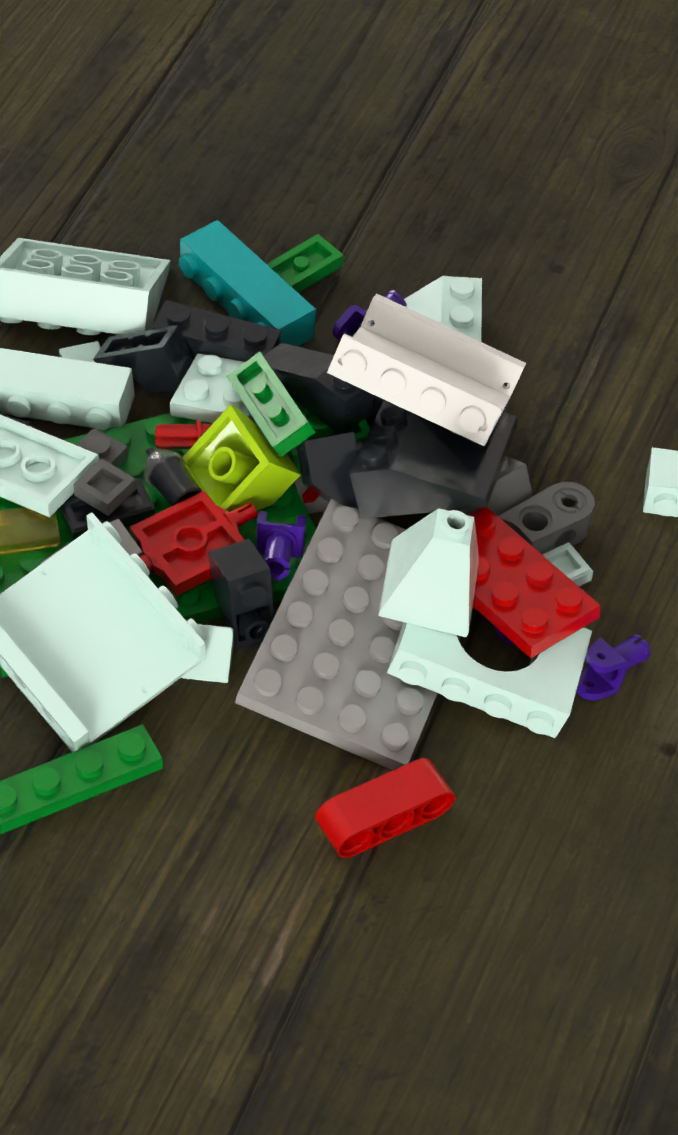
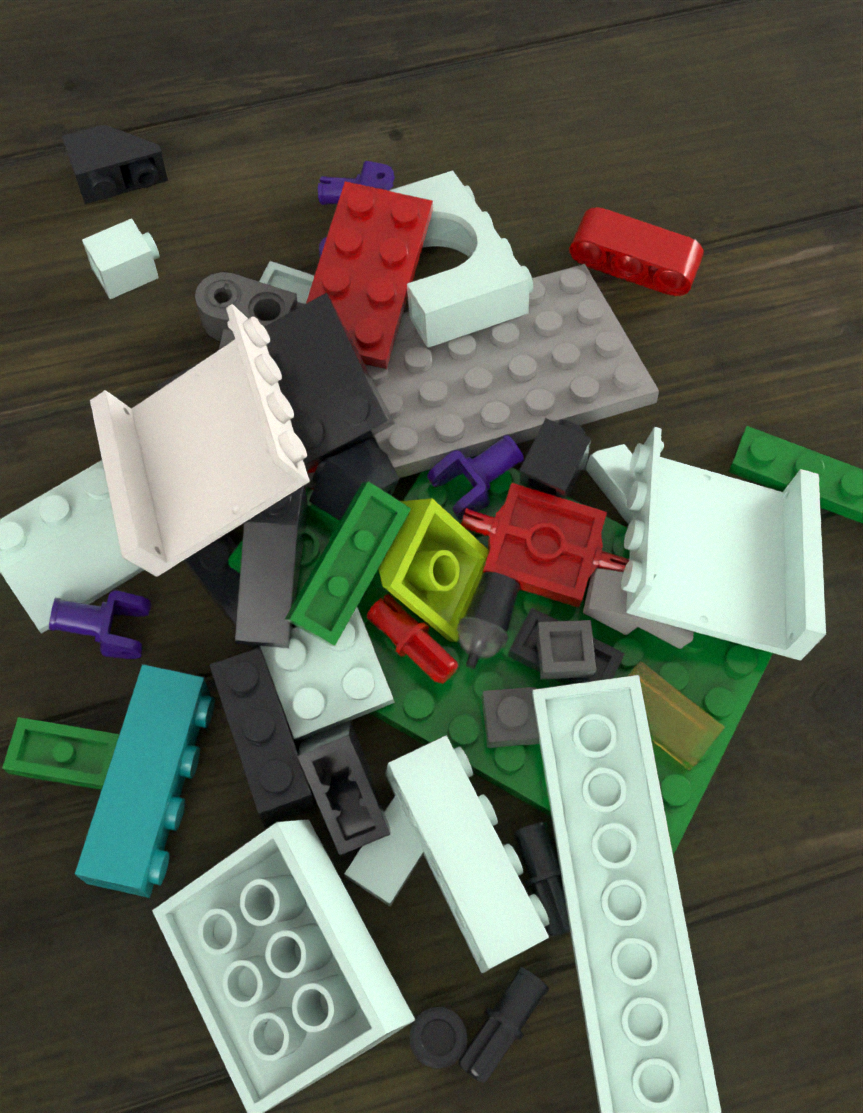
camera: 130 degrees left, 15 degrees up
(433, 573) = (446, 271): light aqua slope -> none

